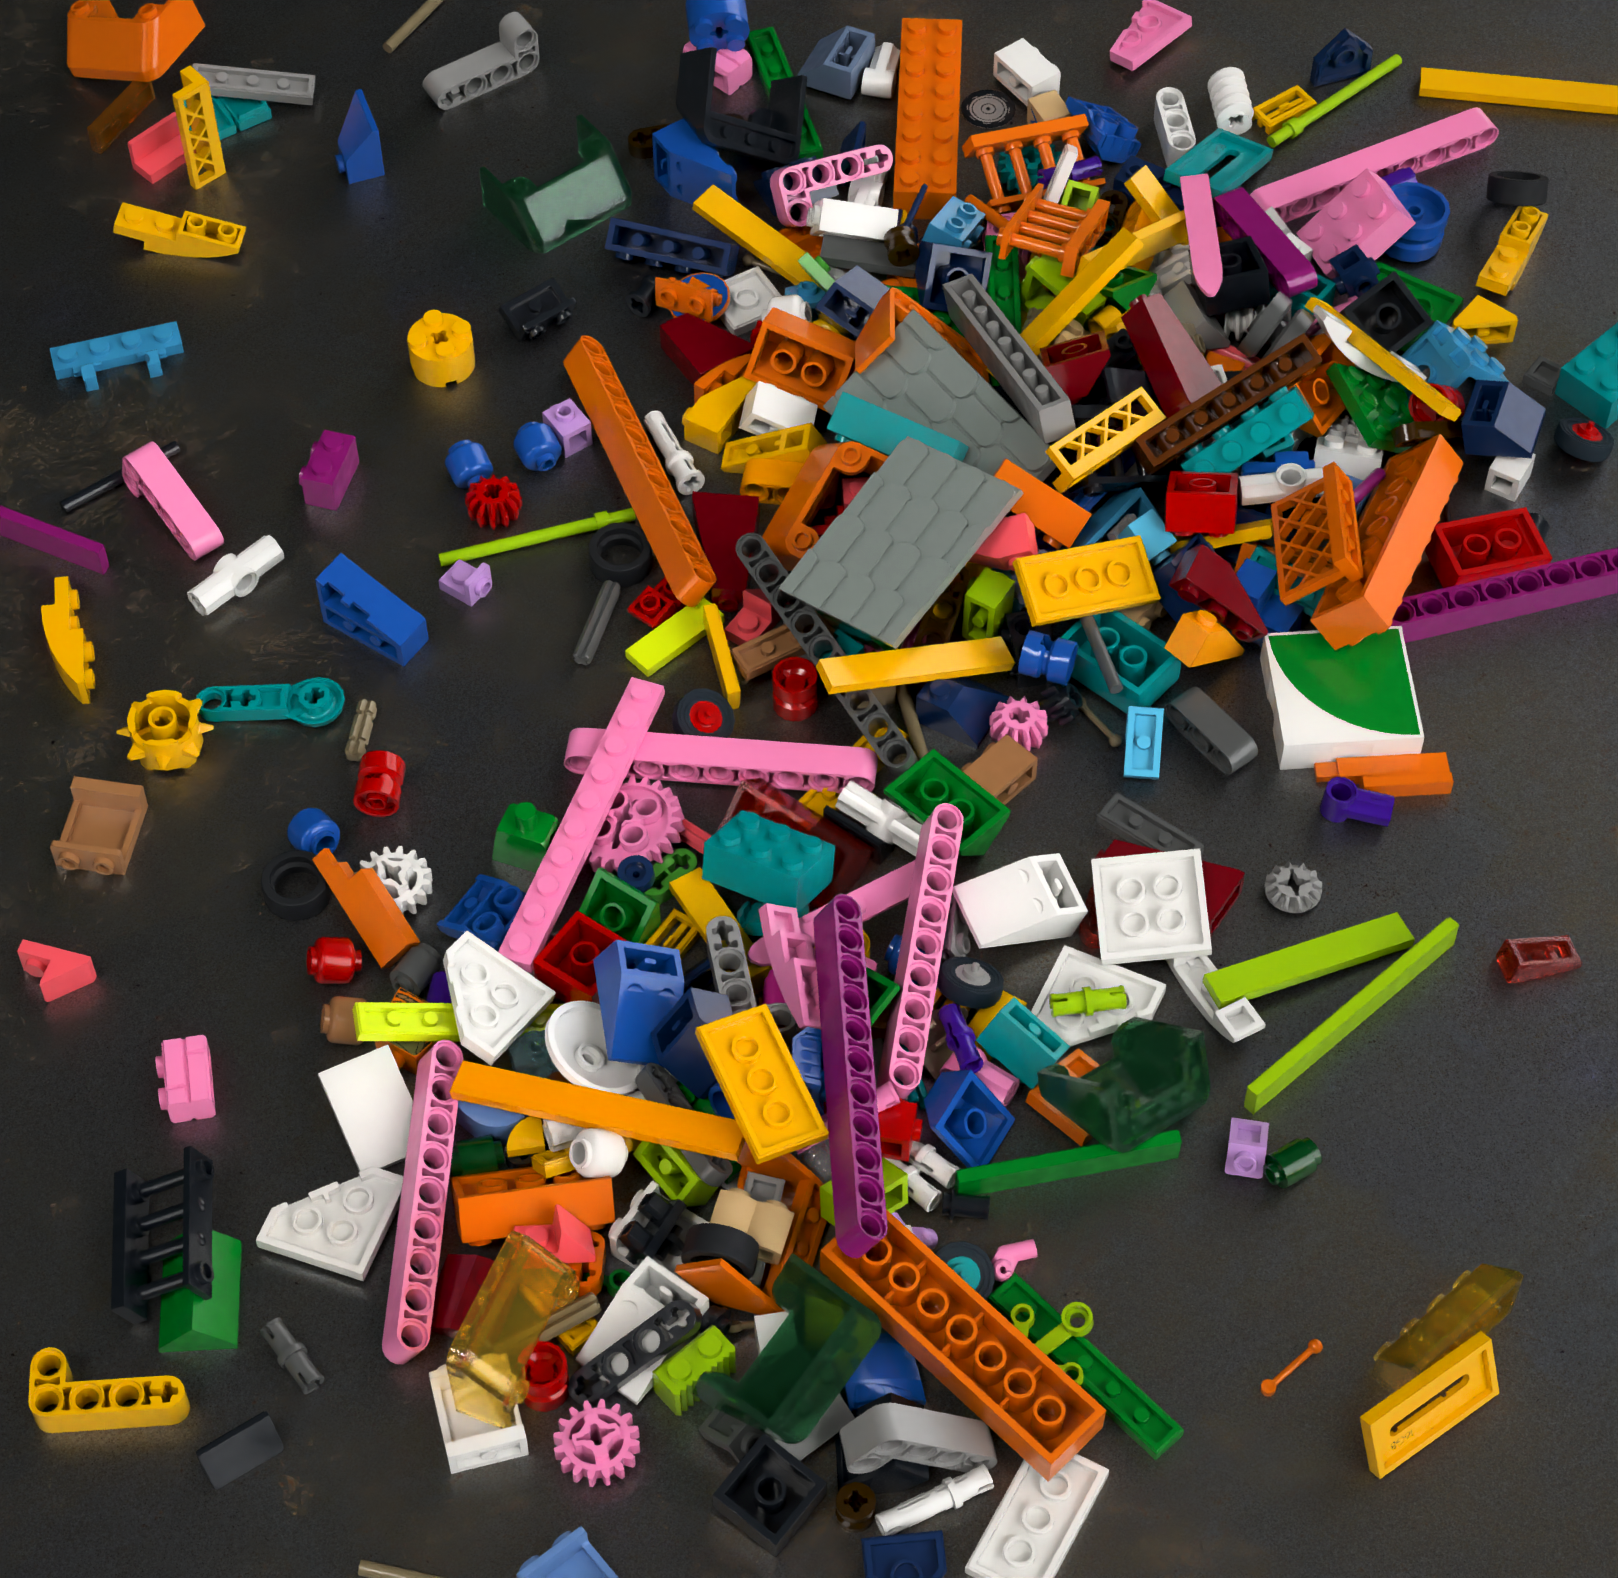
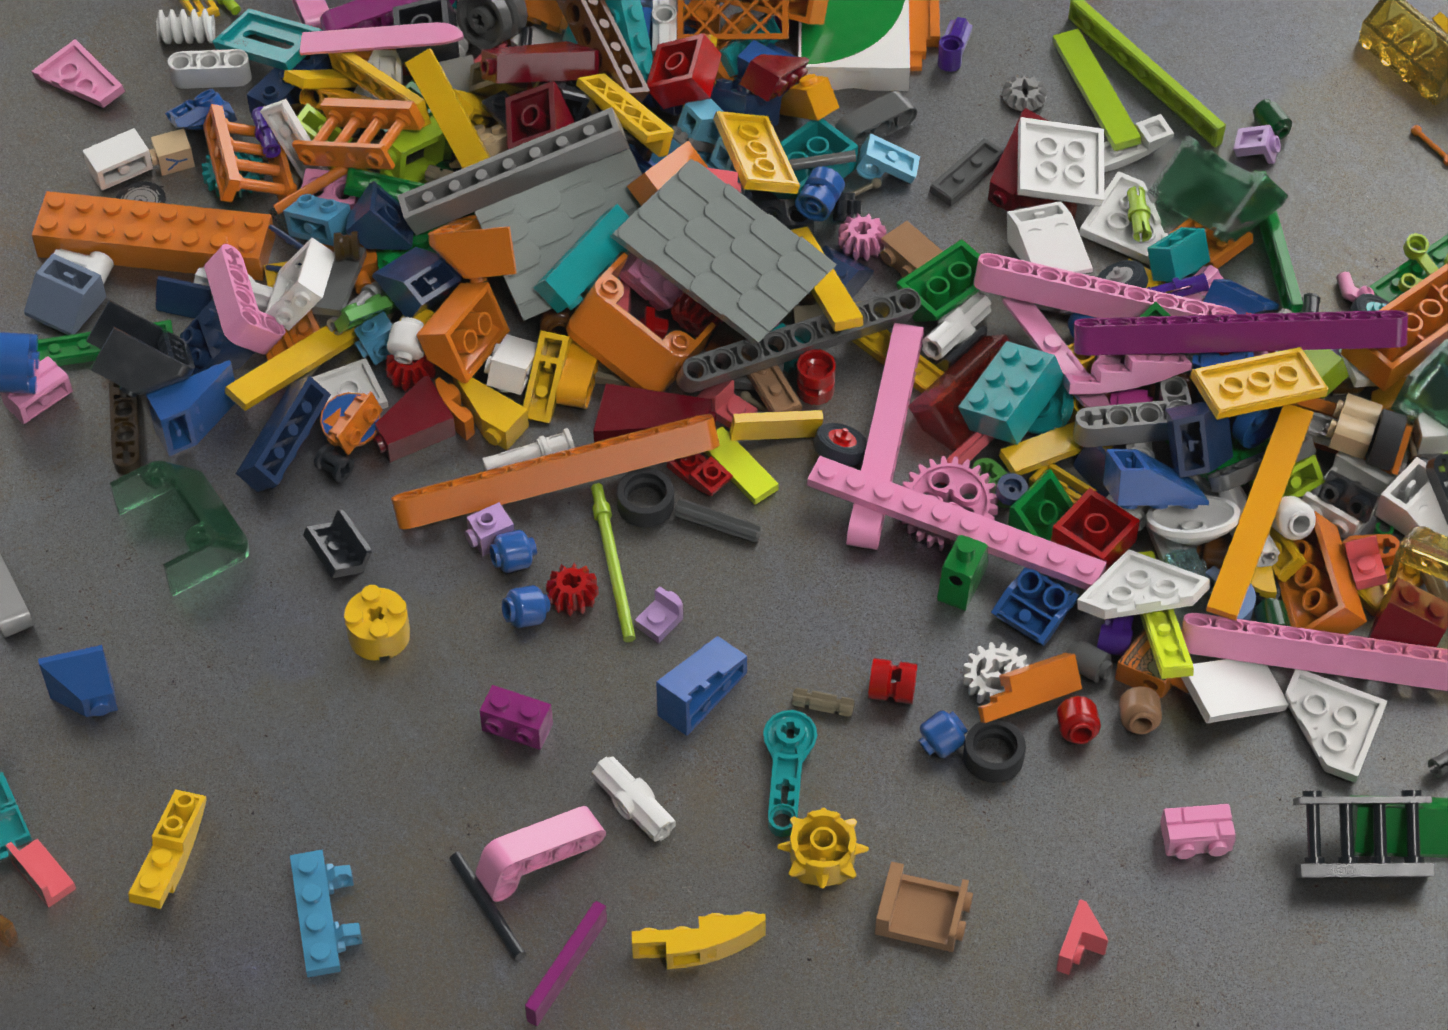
camera: 85 degrees left, 0 degrees up
(204, 132) = (57, 803): yellow fence -> none

